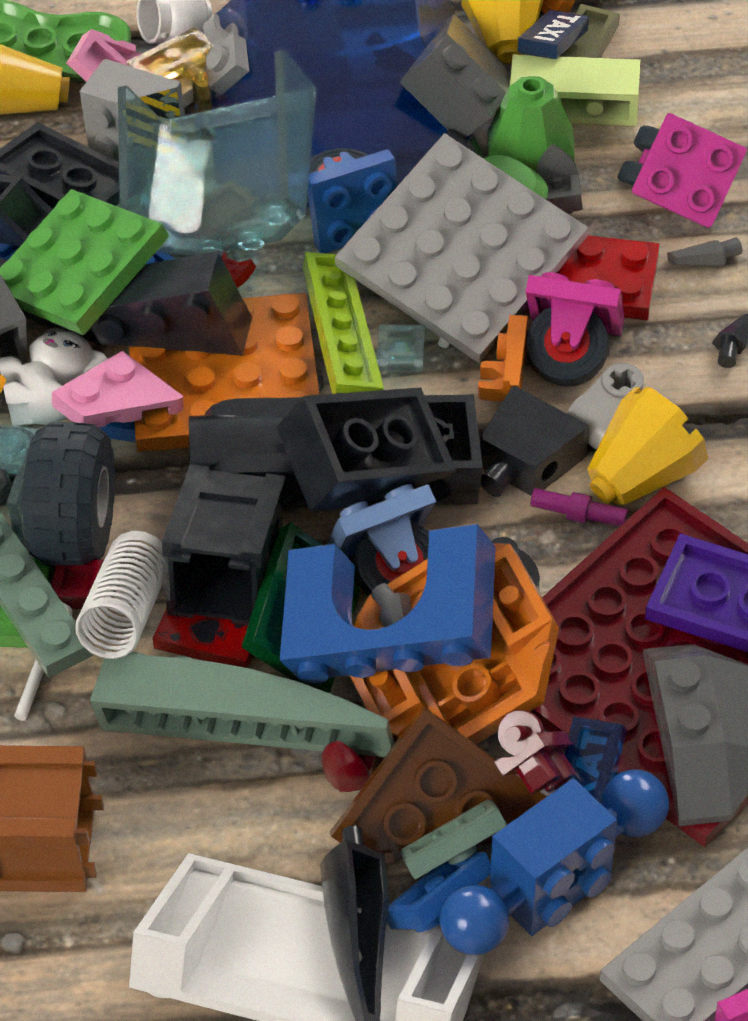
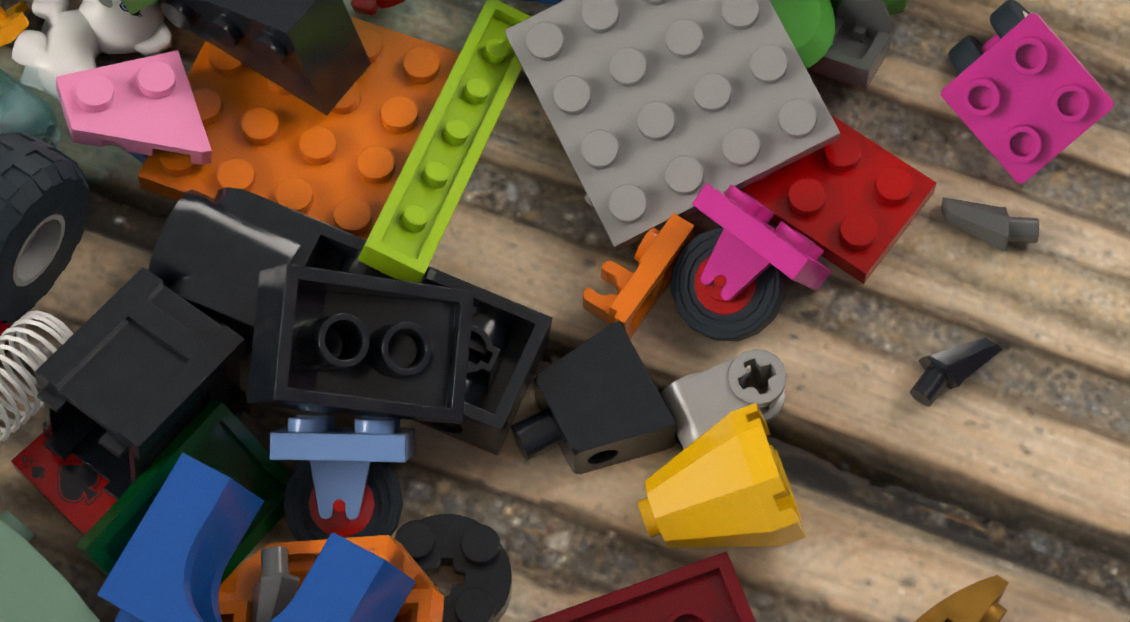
camera: 25 degrees right, 15 degrees up
(401, 347) = (528, 188): clear light blue plate -> none
(578, 507) = (613, 524): magenta bar -> none

